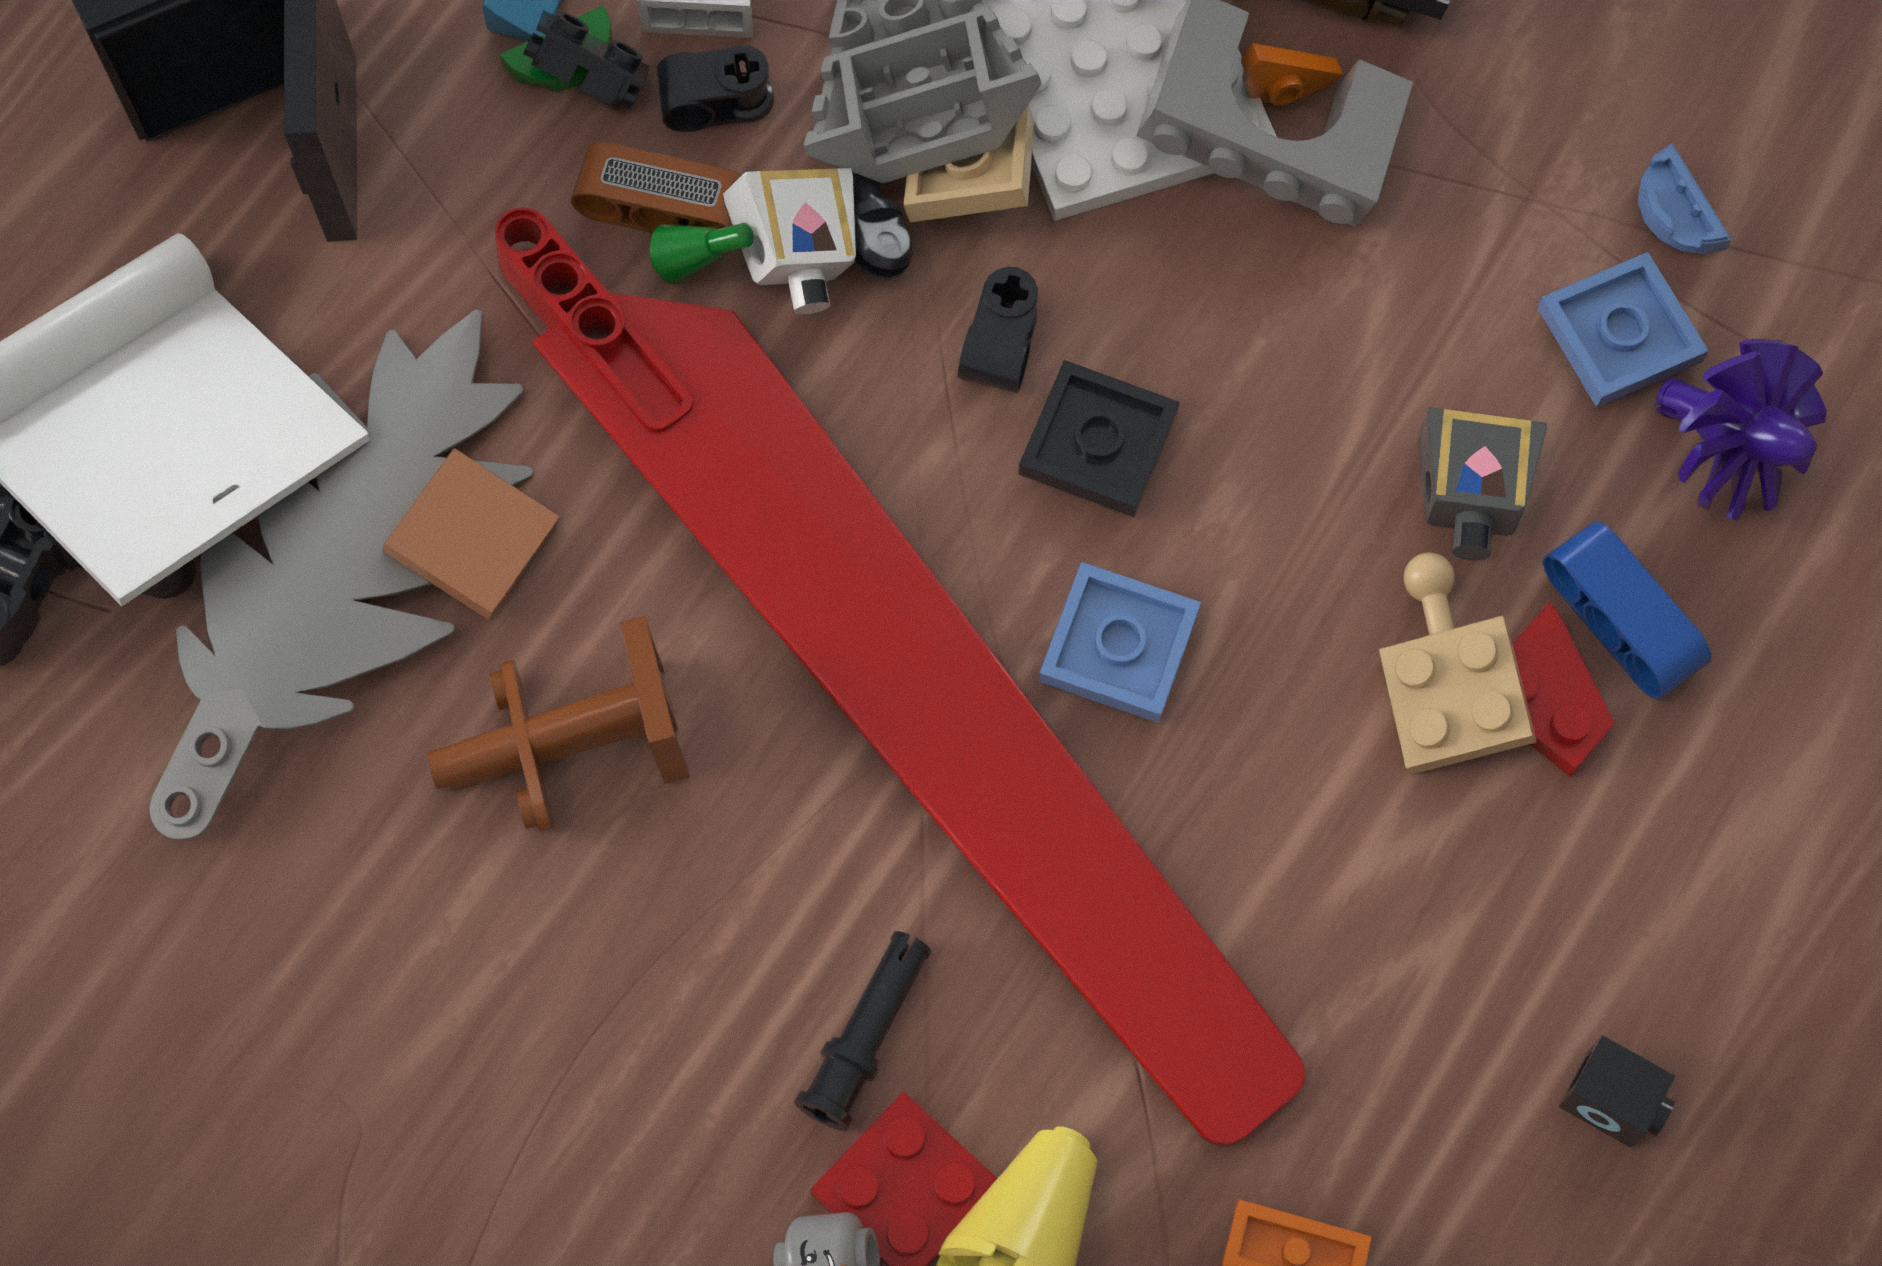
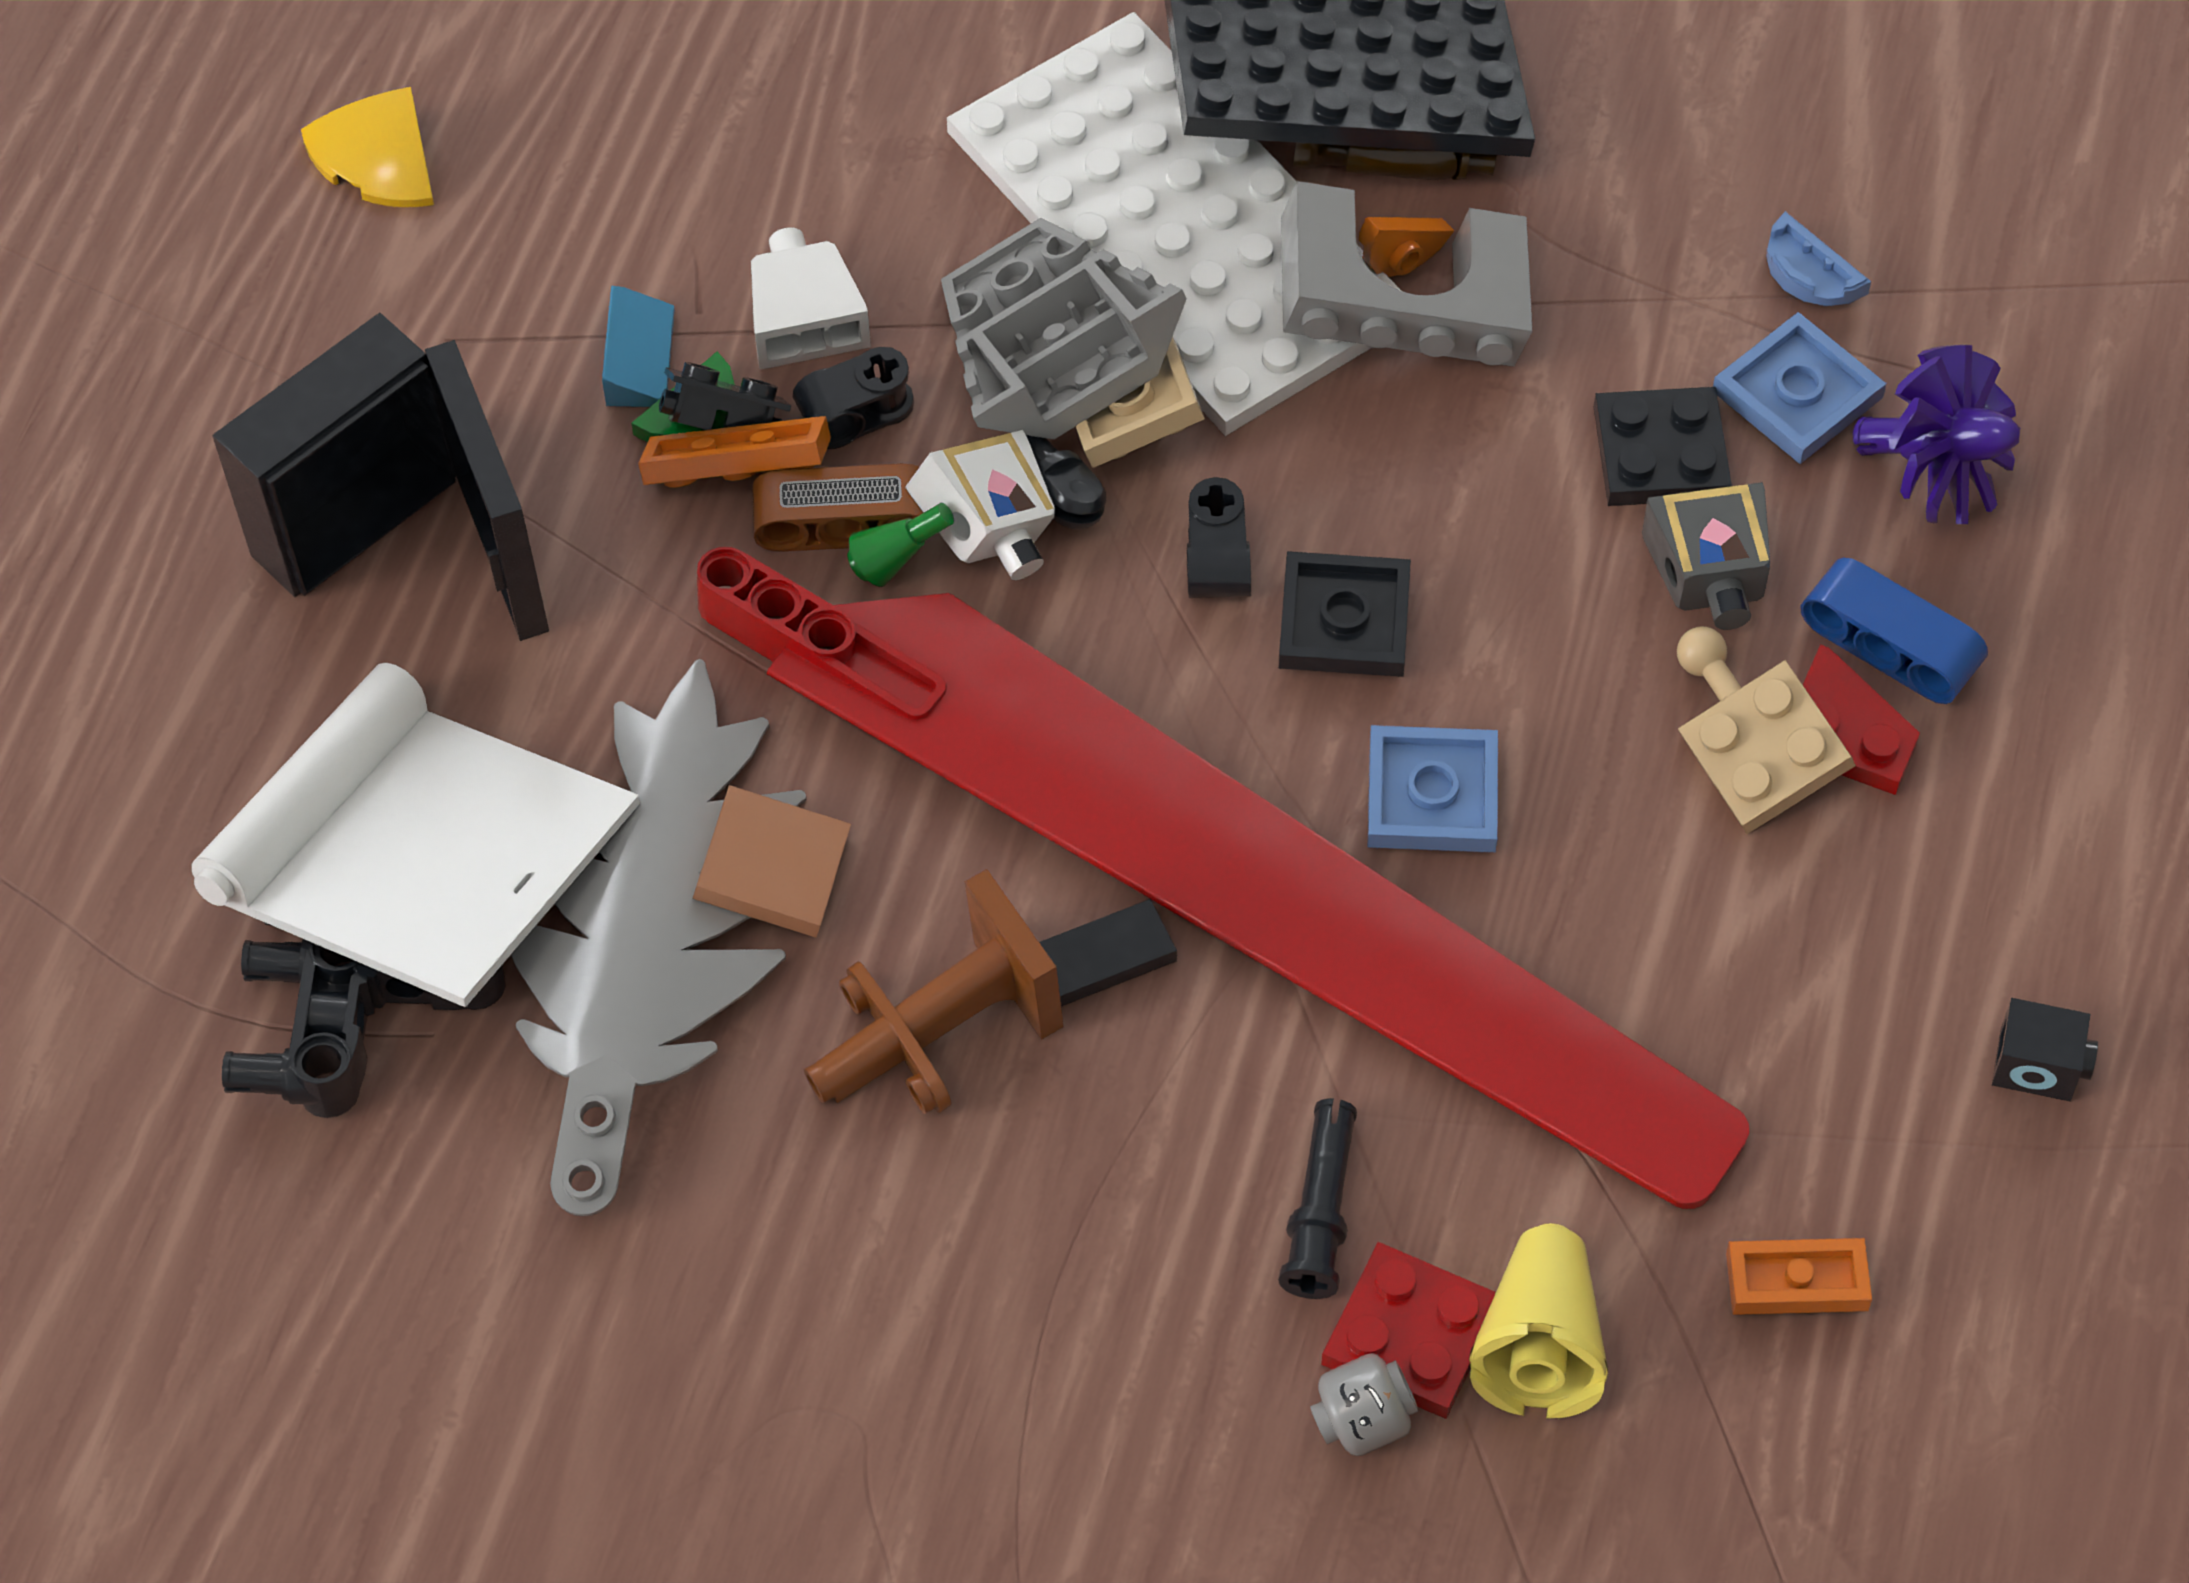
camera: 15 degrees left, 10 degrees down
(580, 111) = (734, 451): none -> orange plate
(751, 716) = (1109, 951): none -> black tile
(1468, 350) = (1660, 443): none -> black plate

